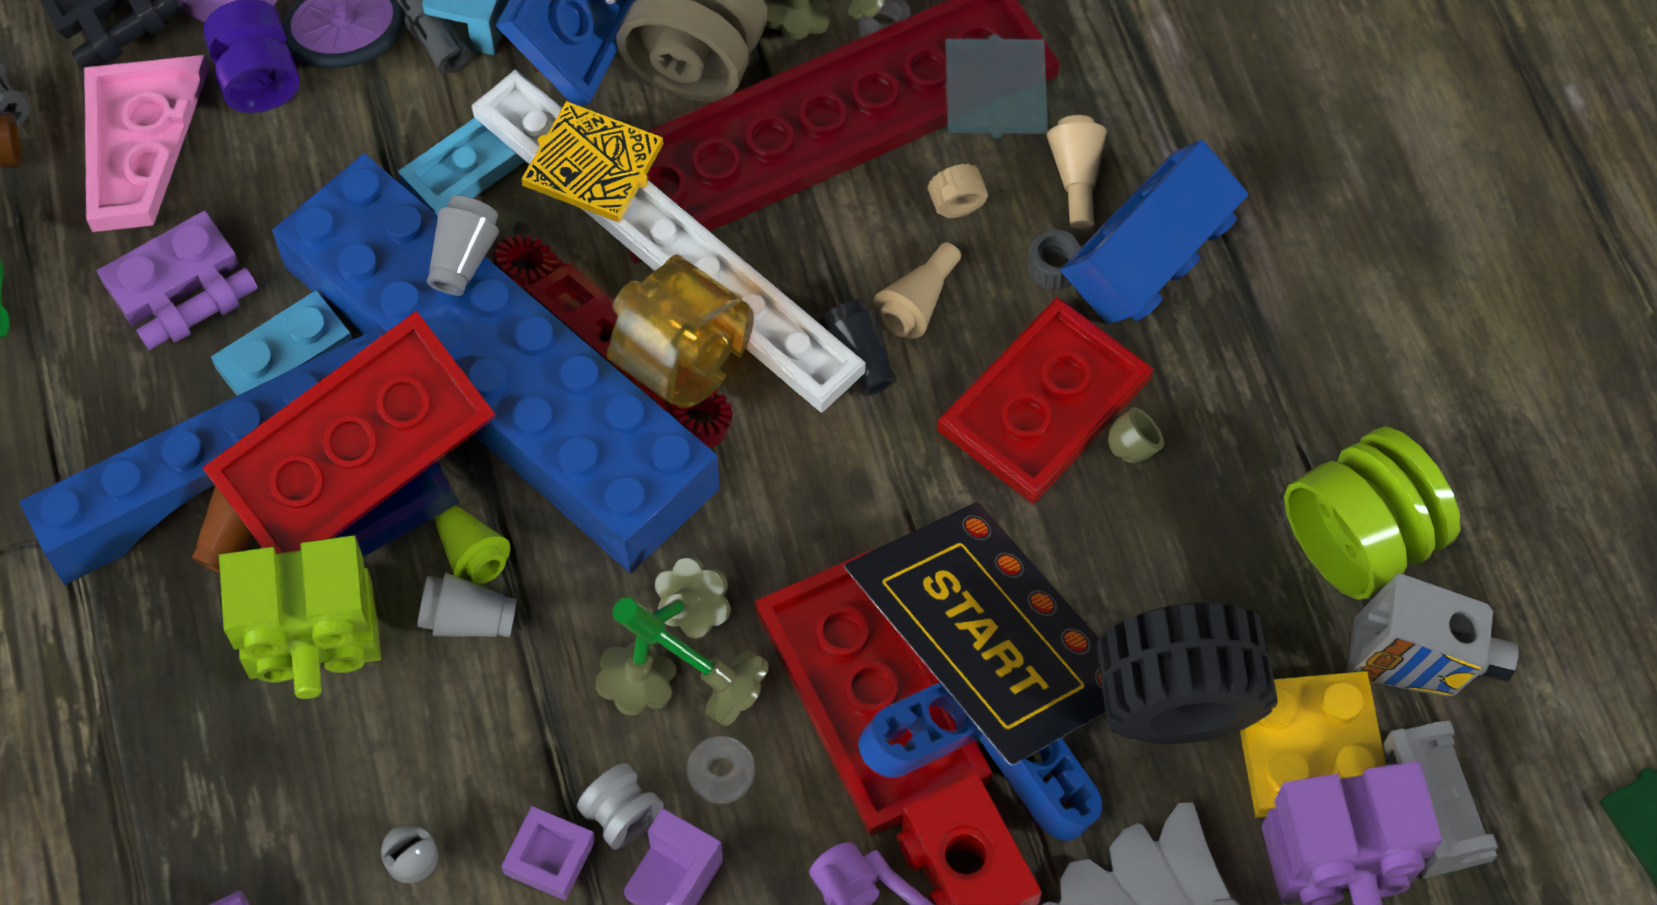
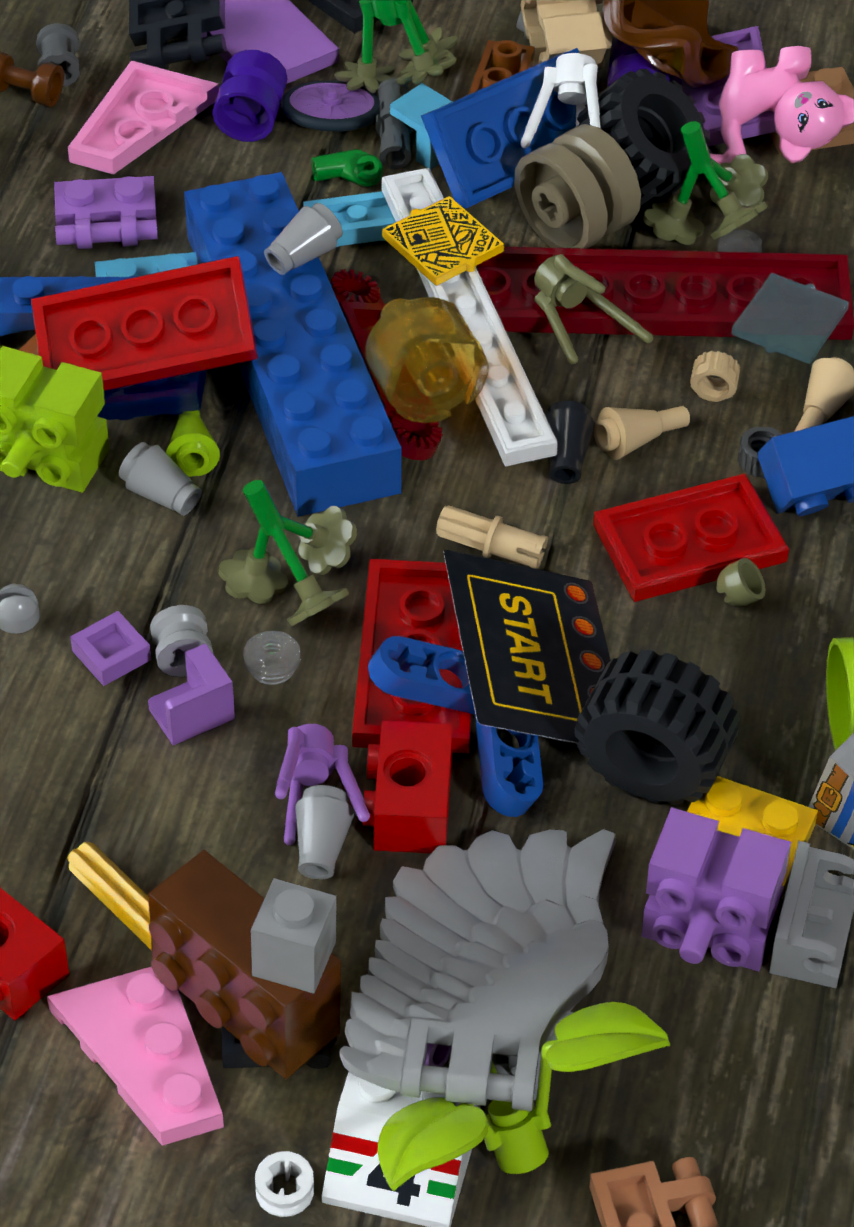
camera: 30 degrees right, 15 degrees down
(411, 93) = (350, 165): none -> green arm
(755, 158) = (566, 287): none -> olive plant
(856, 504) = (491, 536): none -> tan axle

